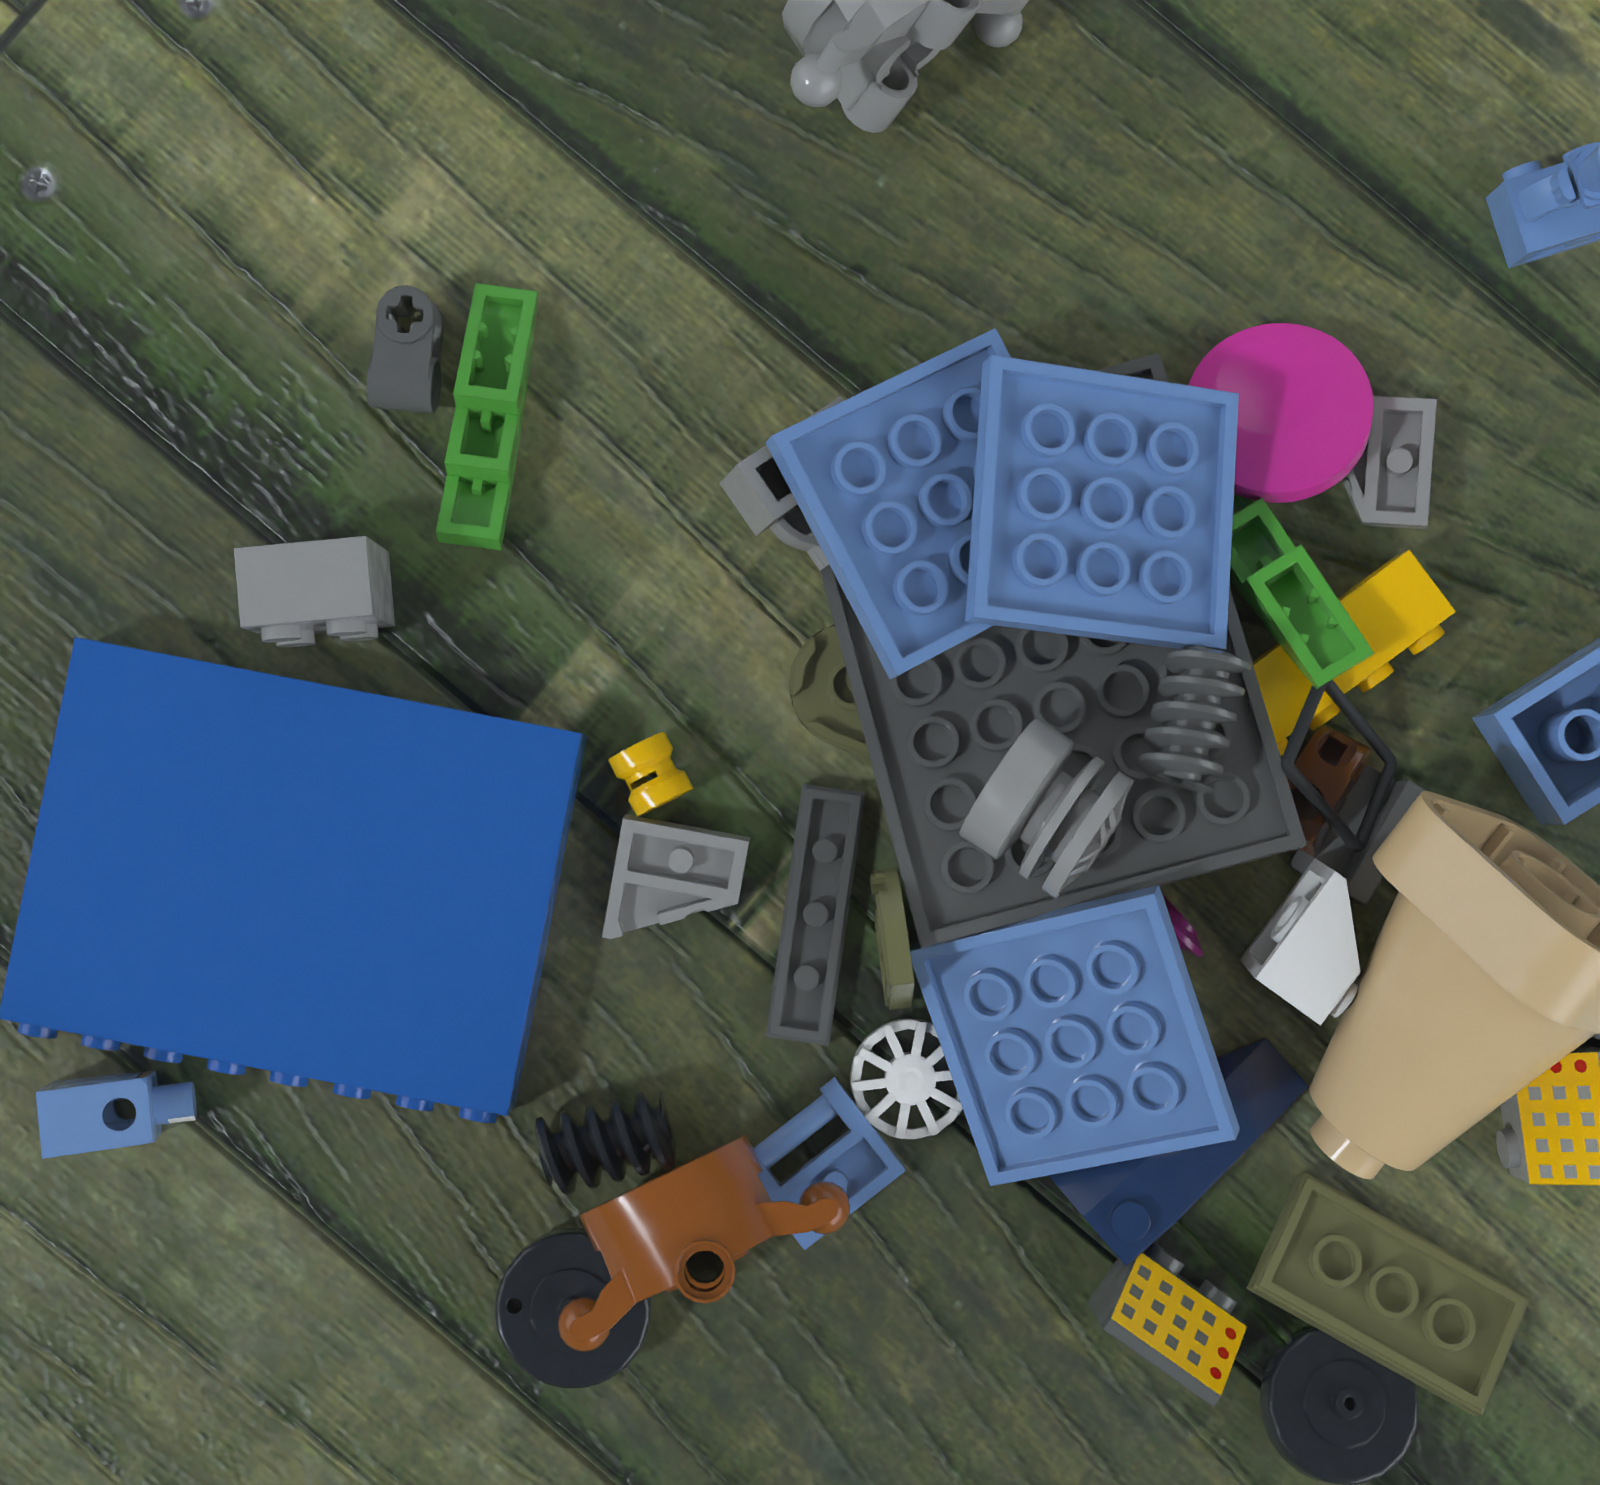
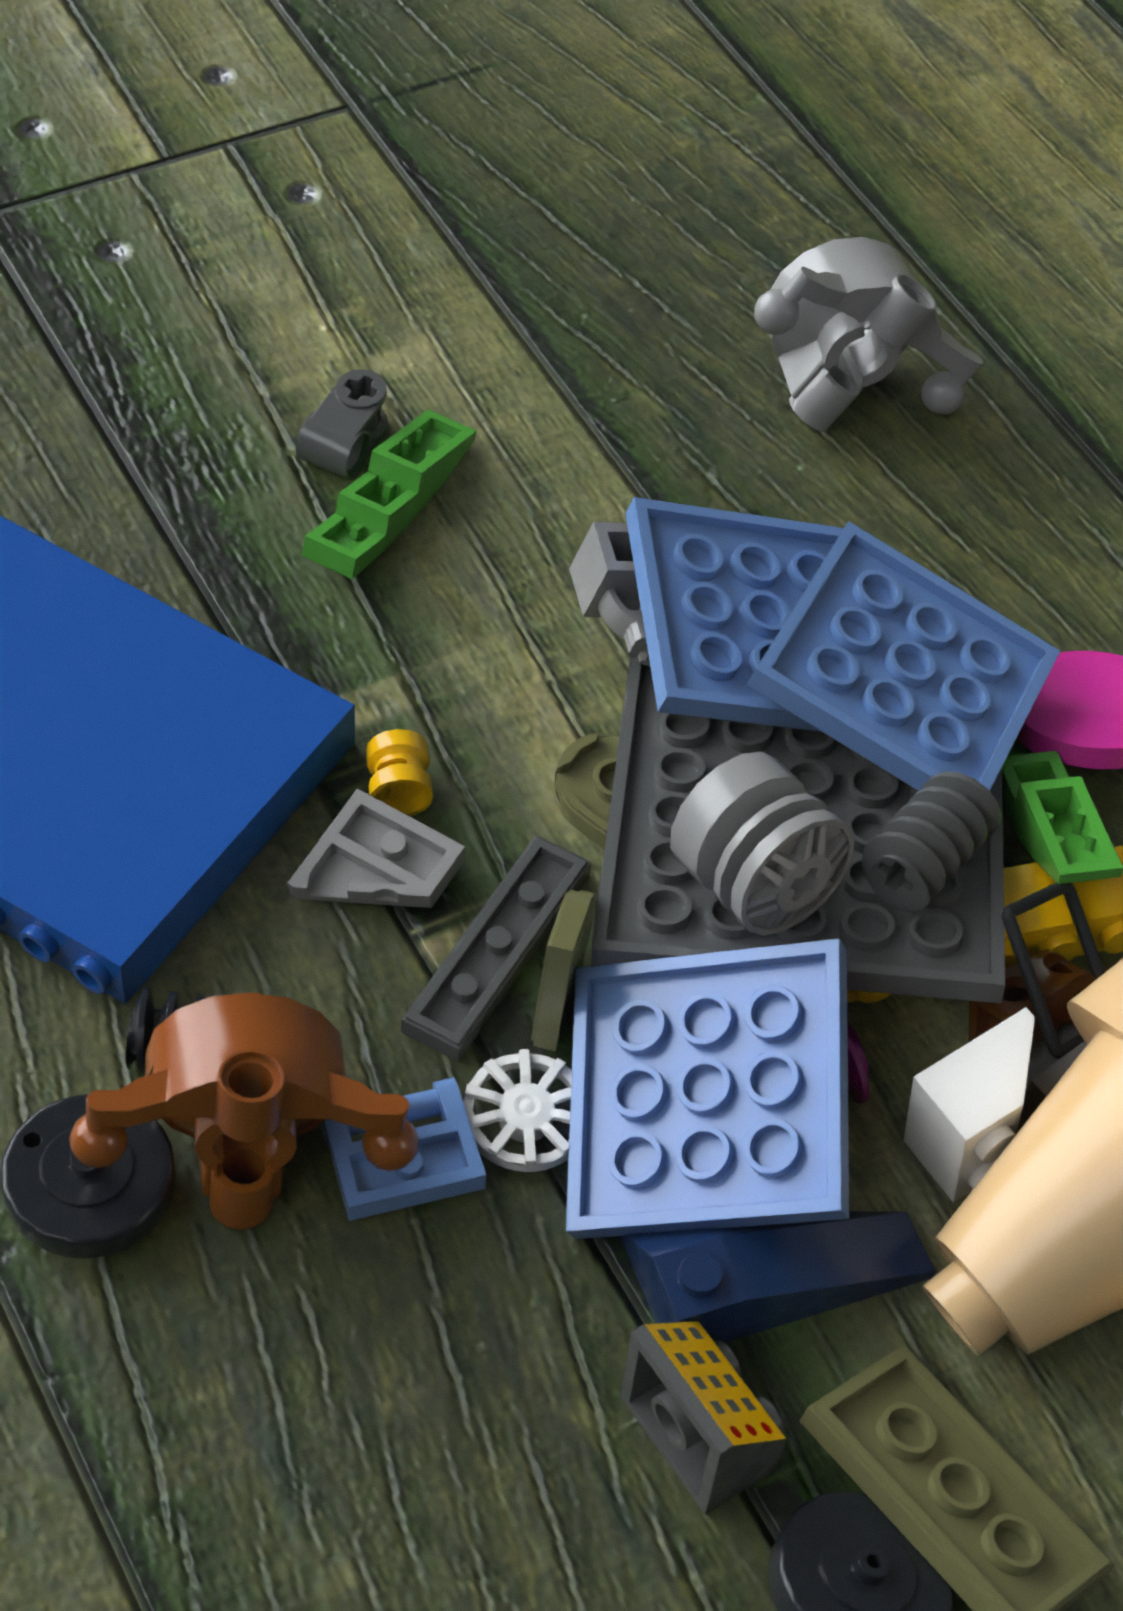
camera: 15 degrees right, 35 degrees down
(314, 589) = (181, 529): light grey brick -> none

